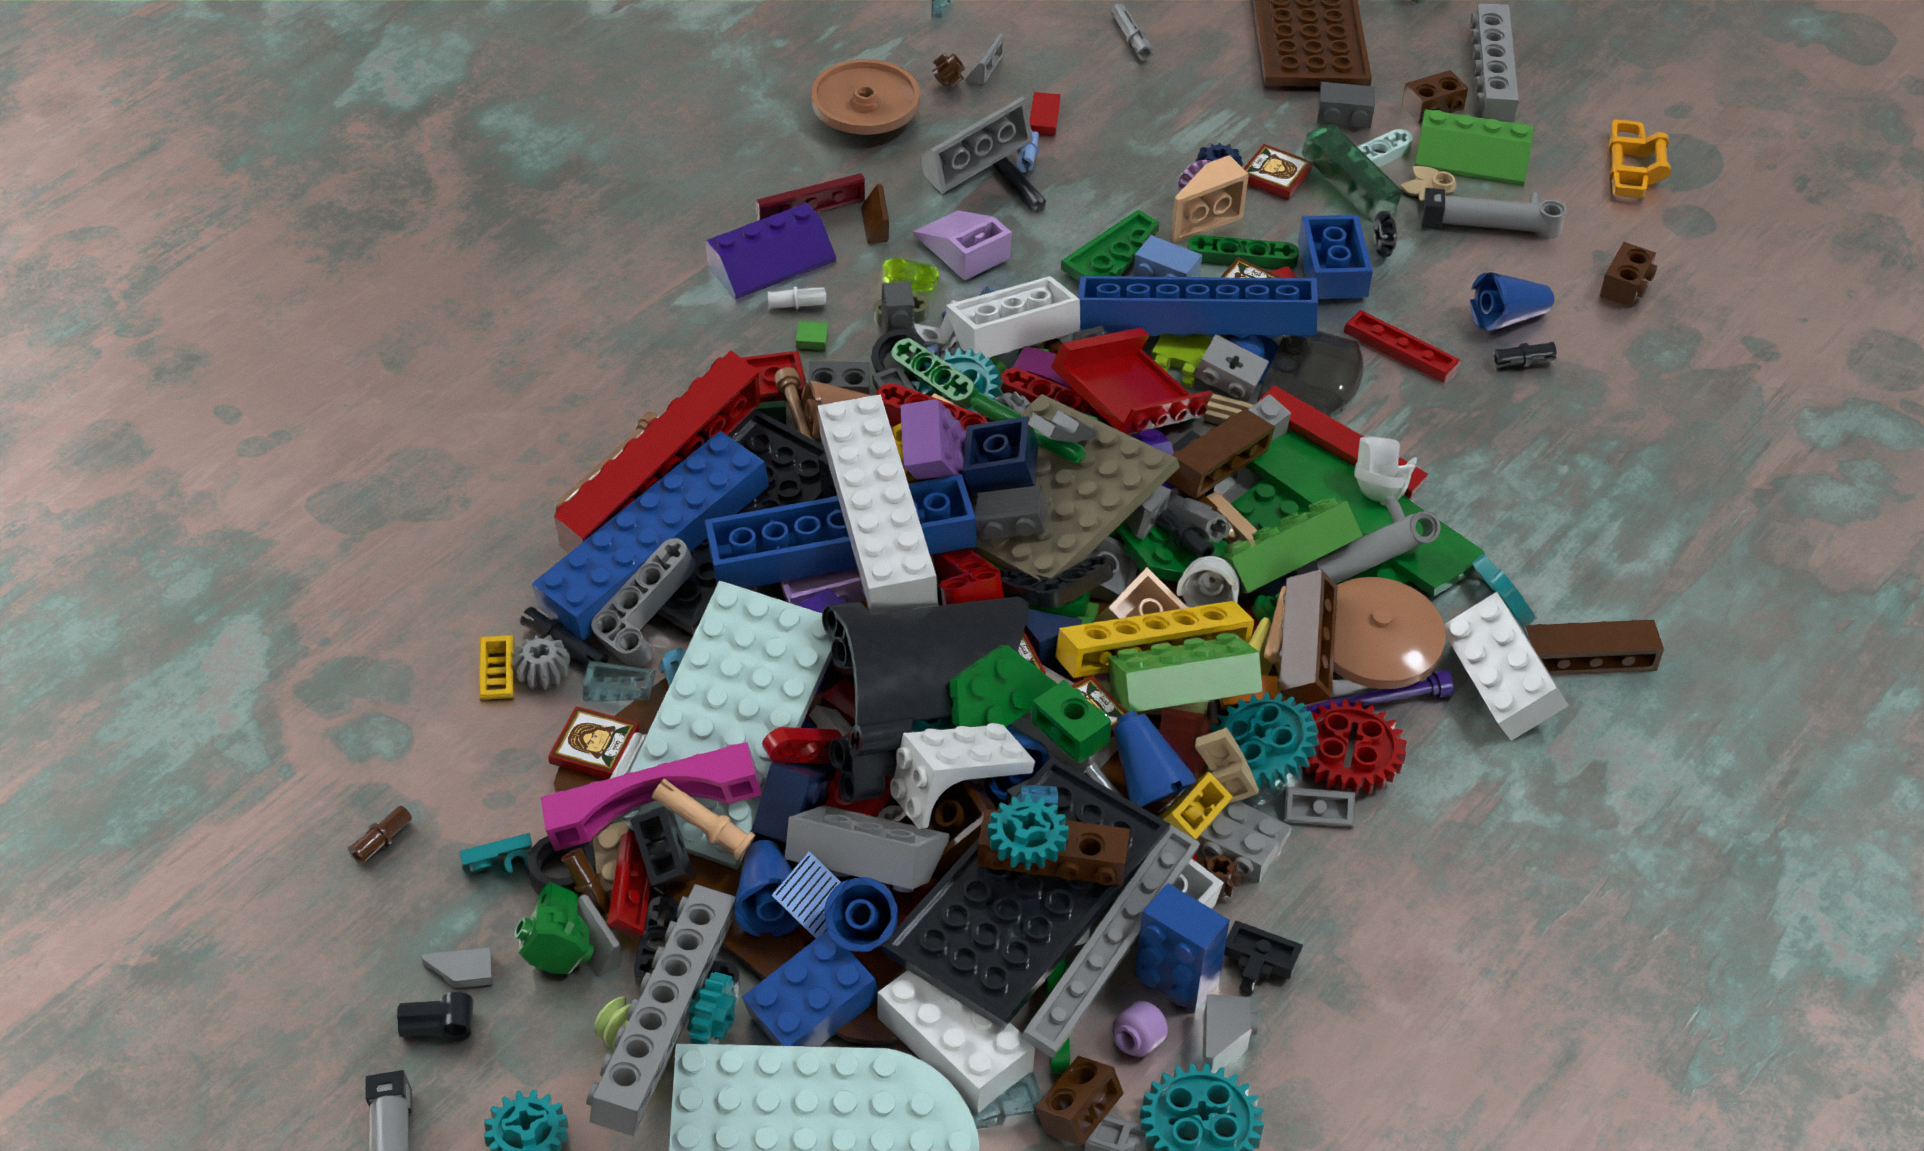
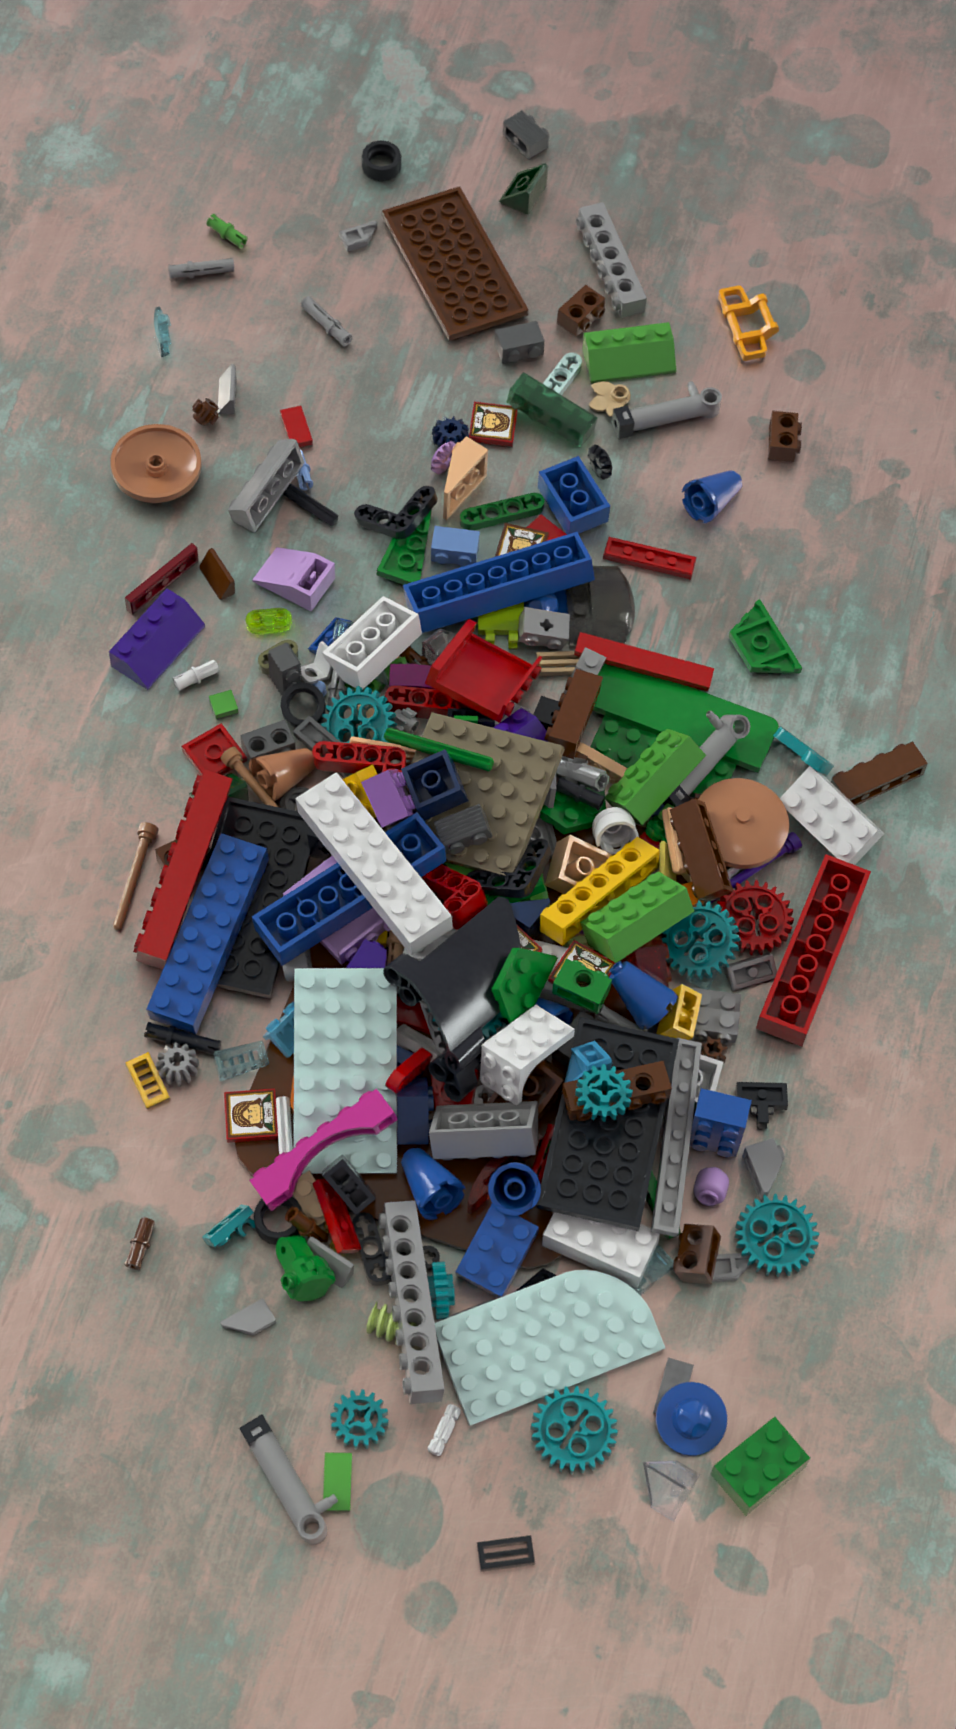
camera: 25 degrees left, 15 degrees up
(448, 1018) = (263, 1361): black piece -> none
(672, 567) = (232, 986): light grey beam -> none
(716, 827) = (379, 1155): light nougat pin -> none
(806, 893) = (470, 1182): light blue sticker -> none
(936, 371) = (341, 716): green beam -> none
(1062, 427) = (471, 747): dark grey slope -> none
(1117, 223) = (422, 500): none -> black beam
(1227, 764) = (689, 971): tan slope -> none
(1379, 470) = (684, 685): white helmet -> none
(1410, 806) = (813, 950): none -> red brick
(1503, 468) = (762, 643): none -> green wing
(1524, 354) = (739, 536): black pin -> none

